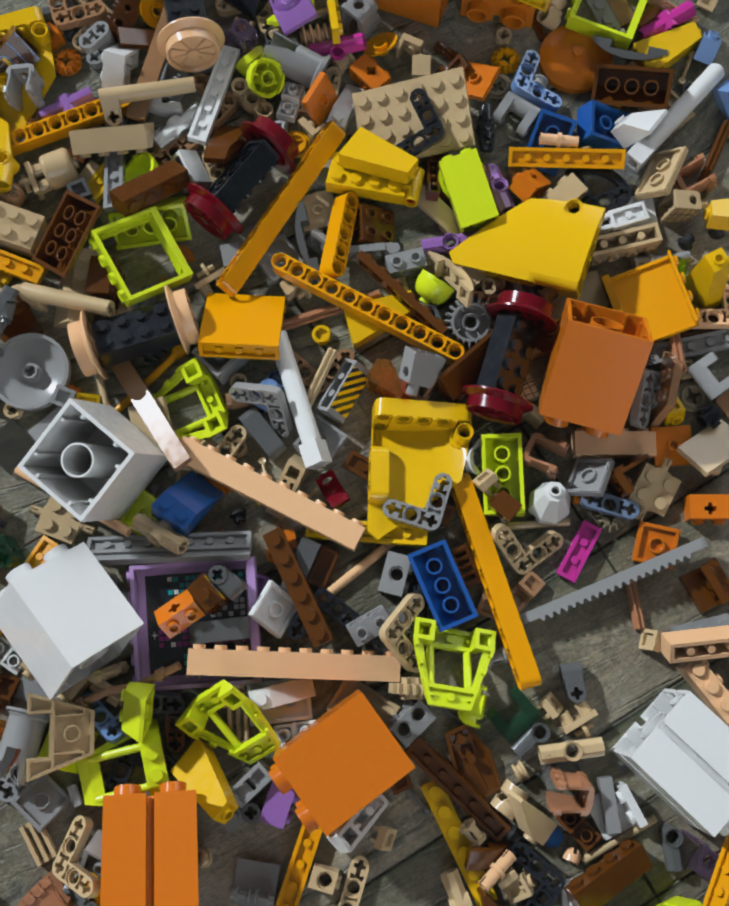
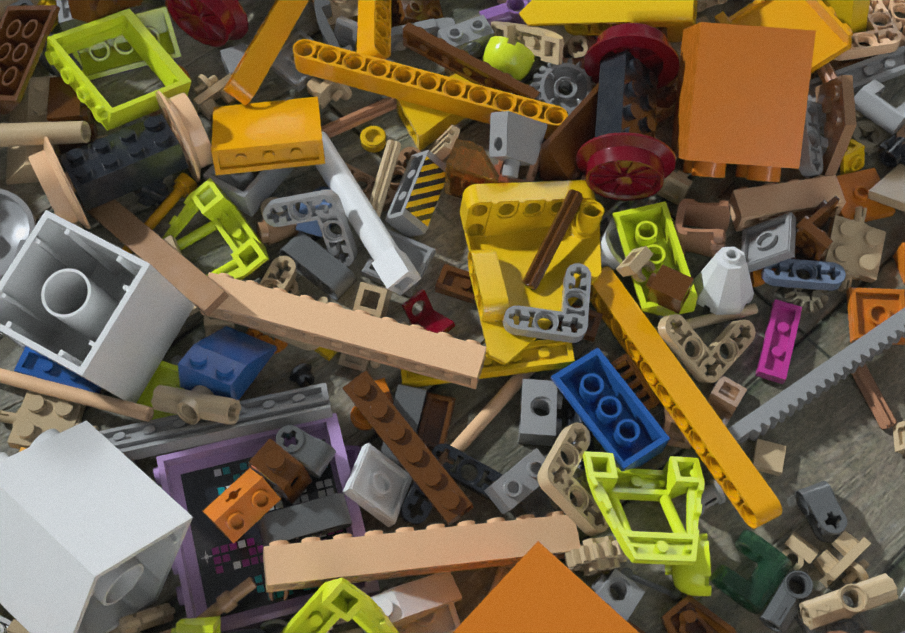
camera: 15 degrees left, 15 degrees down
(370, 355) = (444, 144): none -> tan tile
(431, 450) = (552, 239): none -> reddish brown axle
(547, 635) = (769, 457): none -> tan tile

